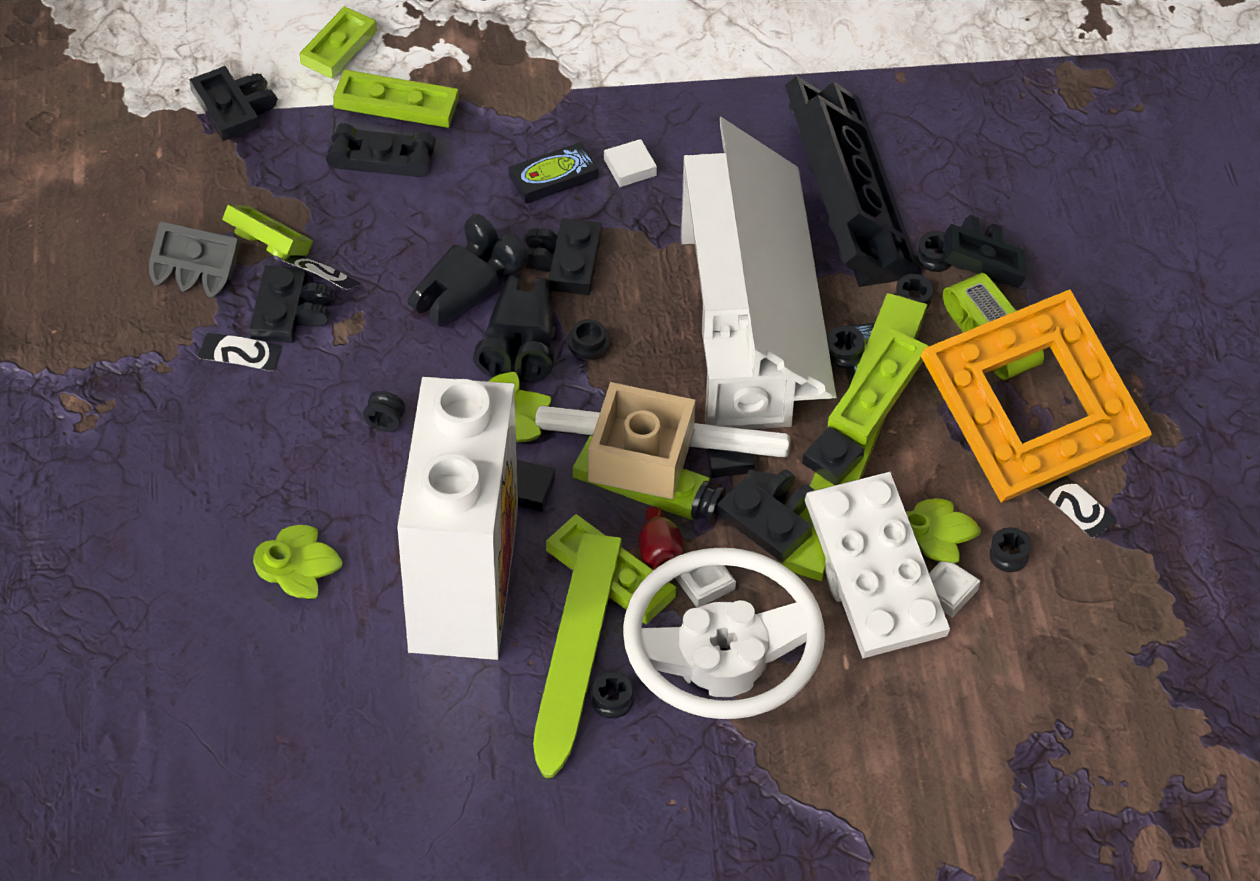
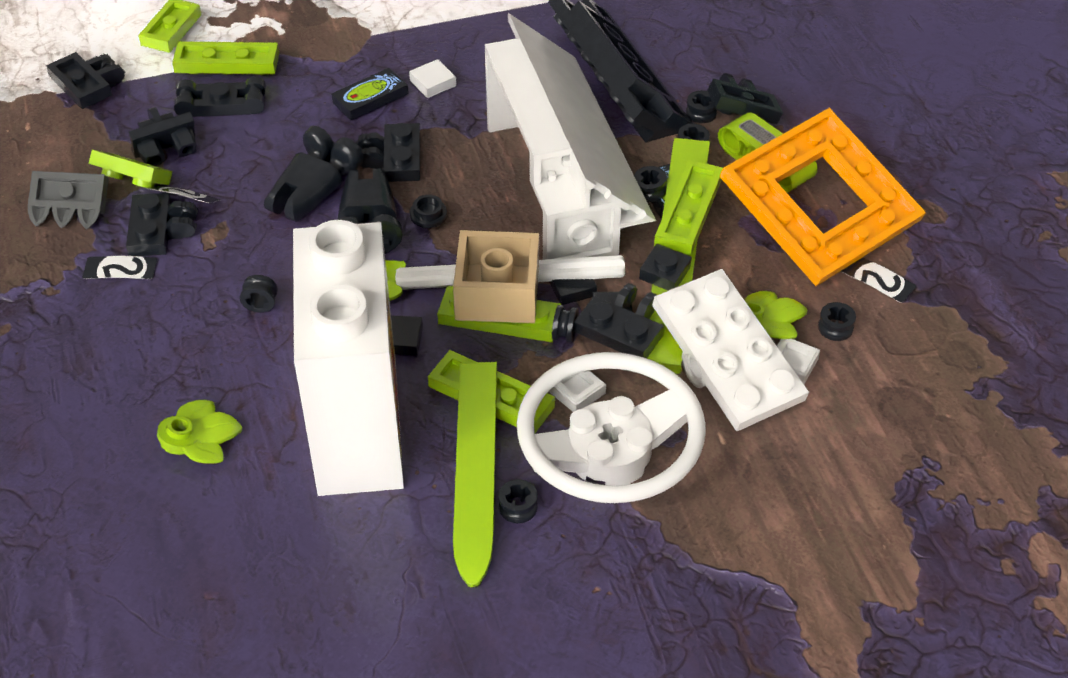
camera: 10 degrees left, 5 degrees down
(308, 189) = (161, 133): none -> black hips
(659, 539) = (529, 359): dark red plant -> none

